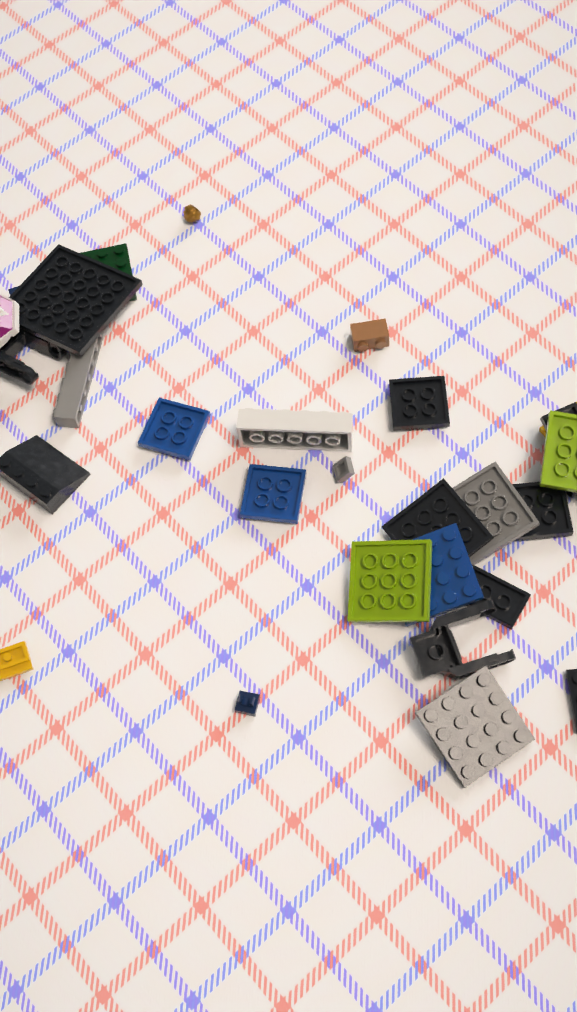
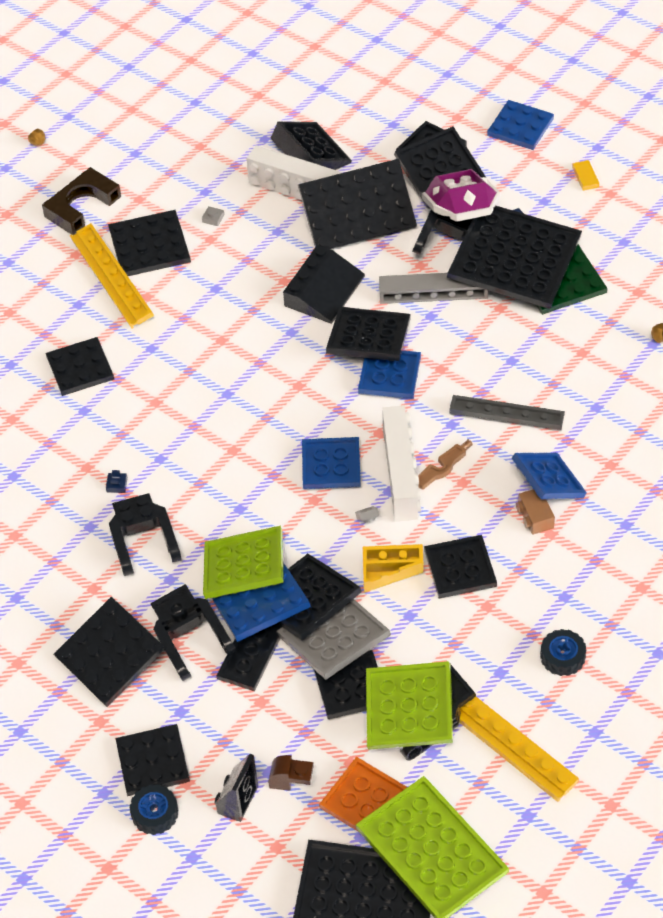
camera: 75 degrees right, 10 degrees down
(72, 730) = (79, 366): none -> black plate
(124, 437) = (368, 333): none -> black plate
(249, 341) = (507, 412): none -> dark grey plate
(289, 394) = (446, 460): none -> medium nougat piece
(300, 685) = (137, 516): none -> black plate
(338, 315) = (549, 475): none -> blue plate
(411, 458) = (390, 564): none -> yellow wedge
(532, 345) = (567, 662): none -> black wheel

